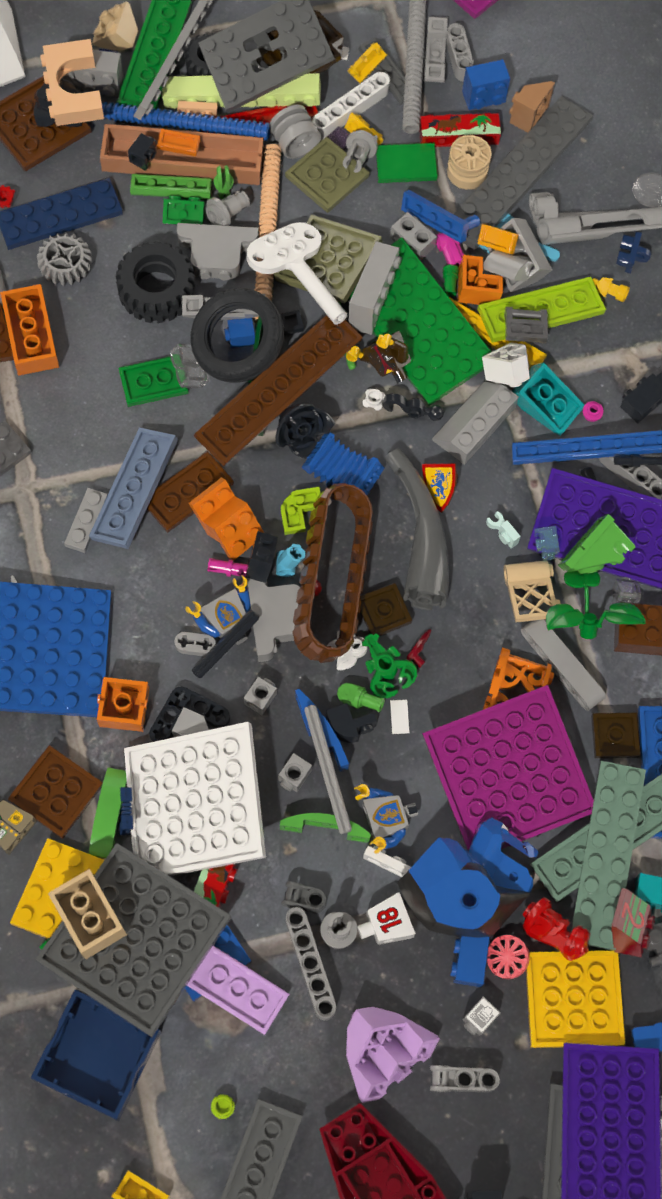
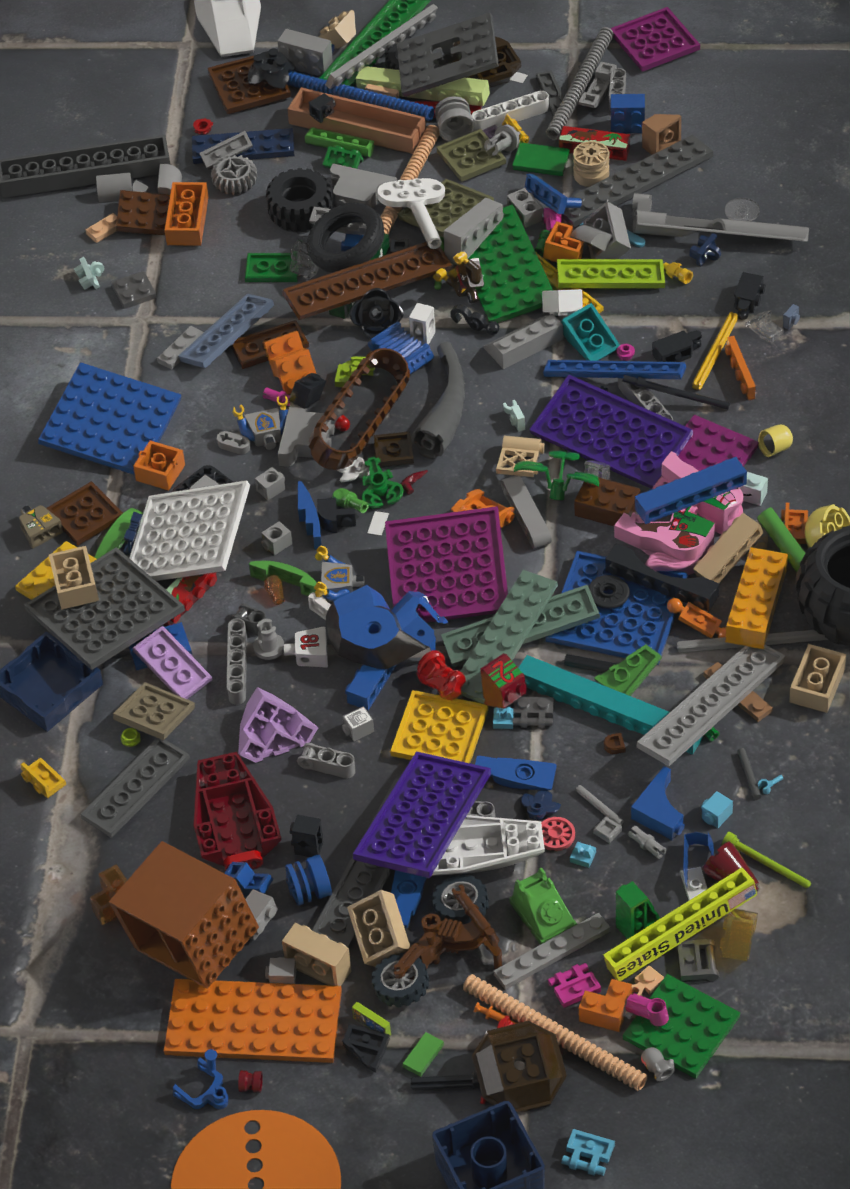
camera: 25 degrees right, 20 degrees down
(44, 228) = (229, 147): none -> light grey plate
(66, 106) = (278, 36): light nougat arch -> none
(178, 142) = (354, 108): orange tile -> none
(222, 210) = (374, 162): light grey piece -> none
(223, 182) = (381, 142): bright green arm -> none
(225, 644) = (255, 442): black axle -> none
(240, 1066) = (153, 711): none -> dark tan plate
(288, 559) = (329, 393): medium azure piece -> none
(318, 847) = (275, 589): none -> clear orange cone
(328, 769) = (301, 533): light grey axle -> none
(359, 430) = (422, 323): none -> white brick
(367, 62) = (541, 80): yellow hinge -> none
(373, 393) = (444, 310): white plate -> none
(440, 482) = (475, 371): shield -> none
(497, 239) = (591, 217): light orange tile -> none
(508, 957) = (397, 691): coral wheel -> none
(525, 329) = (588, 277): flat silver plate -> none
(547, 542) = (545, 423): clear light blue brick -> none
(599, 546) = (580, 432): bright green piece -> none
(615, 735) = (551, 565): dark brown plate -> none
(637, 964) = (503, 718): none -> medium azure tile

